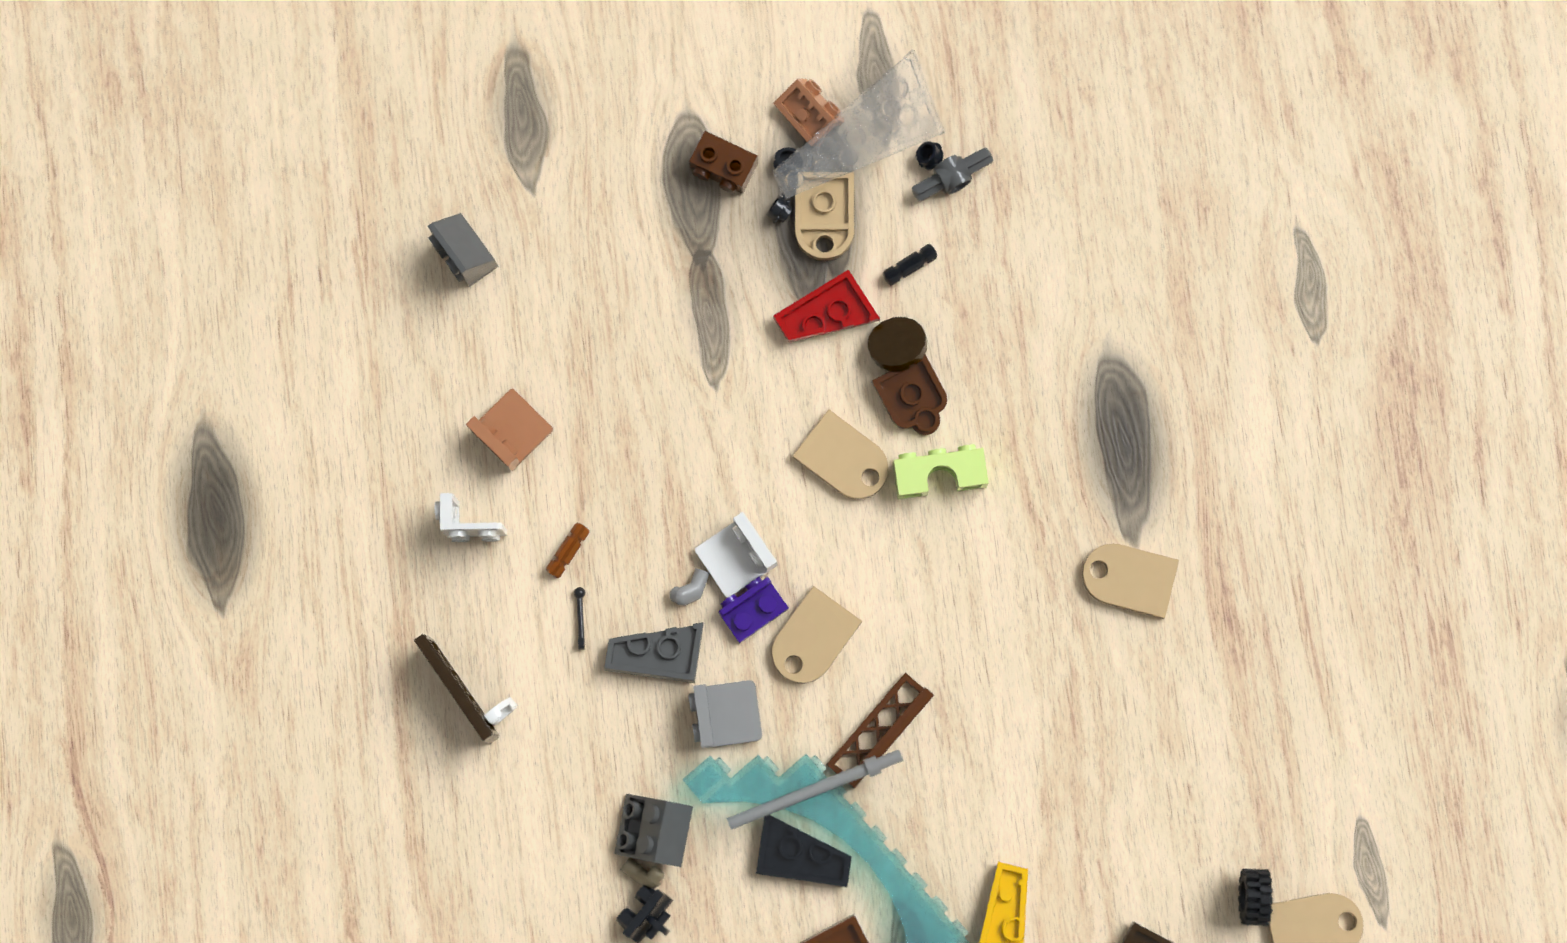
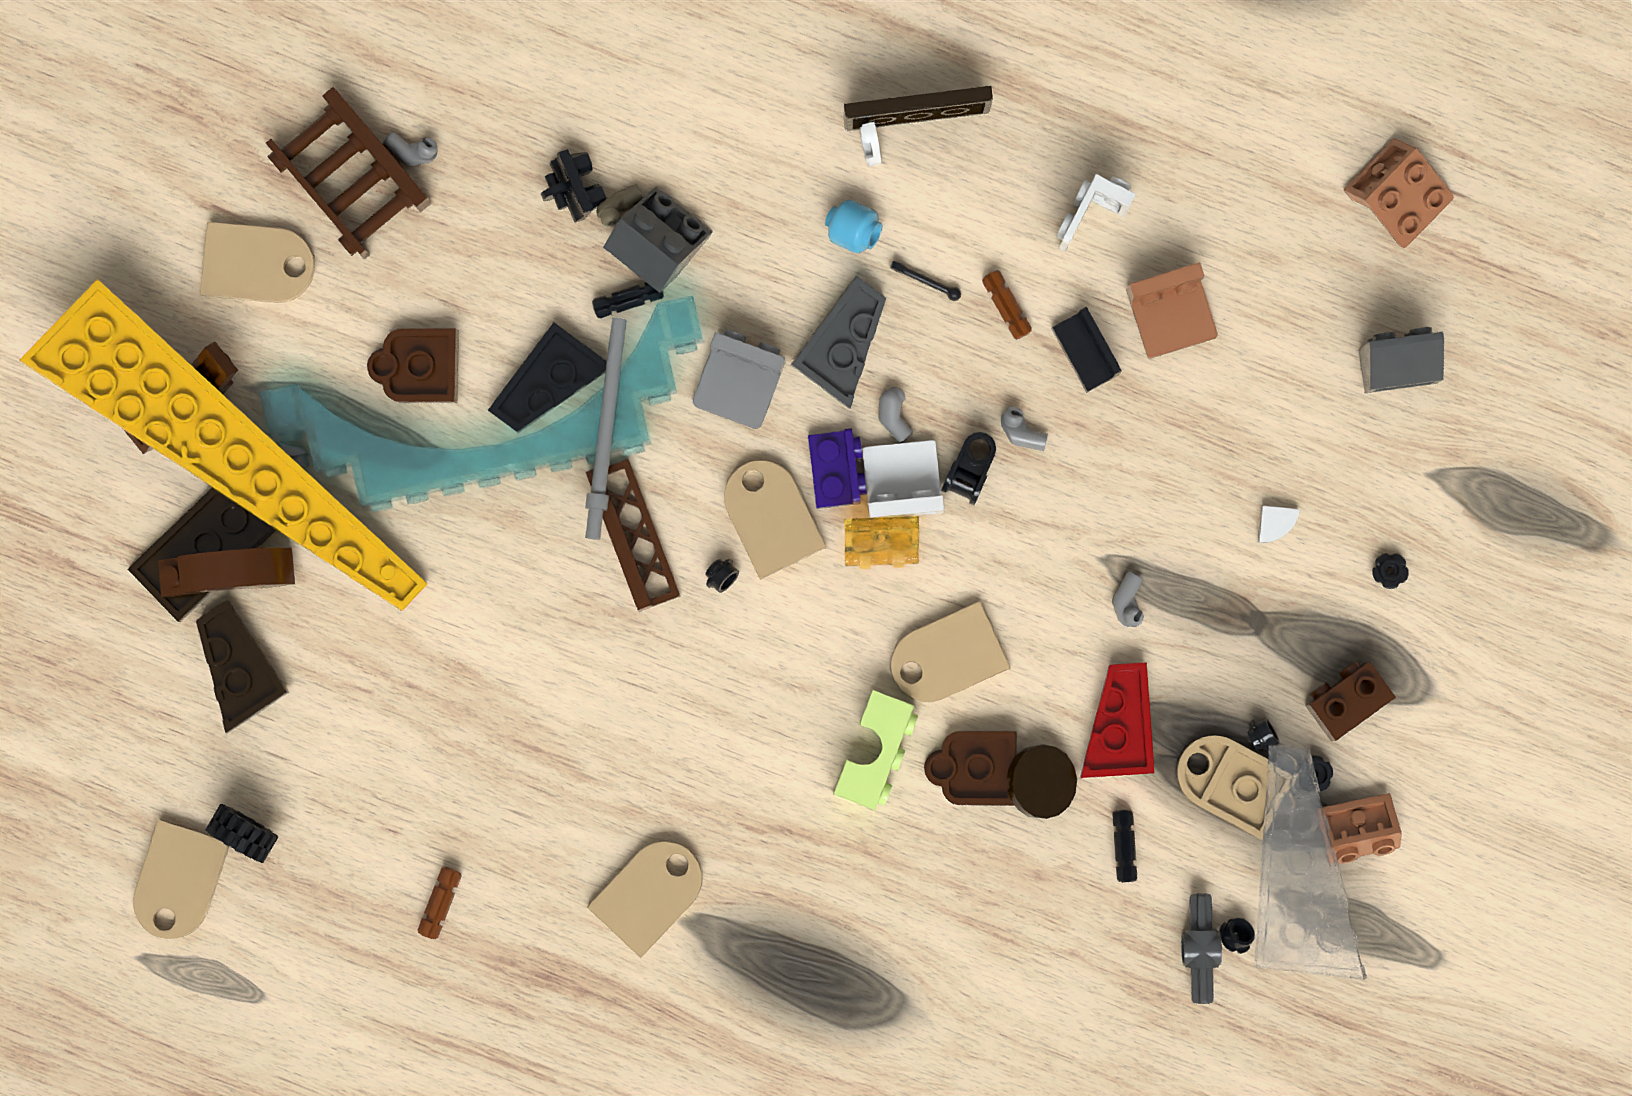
camera: 120 degrees right, 5 degrees up
(338, 315) = (1400, 191): none -> nougat bracket
(568, 690) = (853, 226): none -> medium azure head
(570, 475) = (1086, 350): none -> black panel
(616, 175) = (1380, 573): none -> black plate
(624, 279) = (1276, 522): none -> white tile
(656, 492) = (1018, 431): none -> light grey arm
(702, 512) = (970, 469): none -> black piece
(711, 830) = (625, 299): none -> black axle
(738, 354) = (1125, 603): none -> light grey arm
(788, 546) = (881, 541): none -> clear yellow plate
(874, 650) = (721, 575): none -> black plate
(1221, 726) = (439, 903): none -> dark orange axle

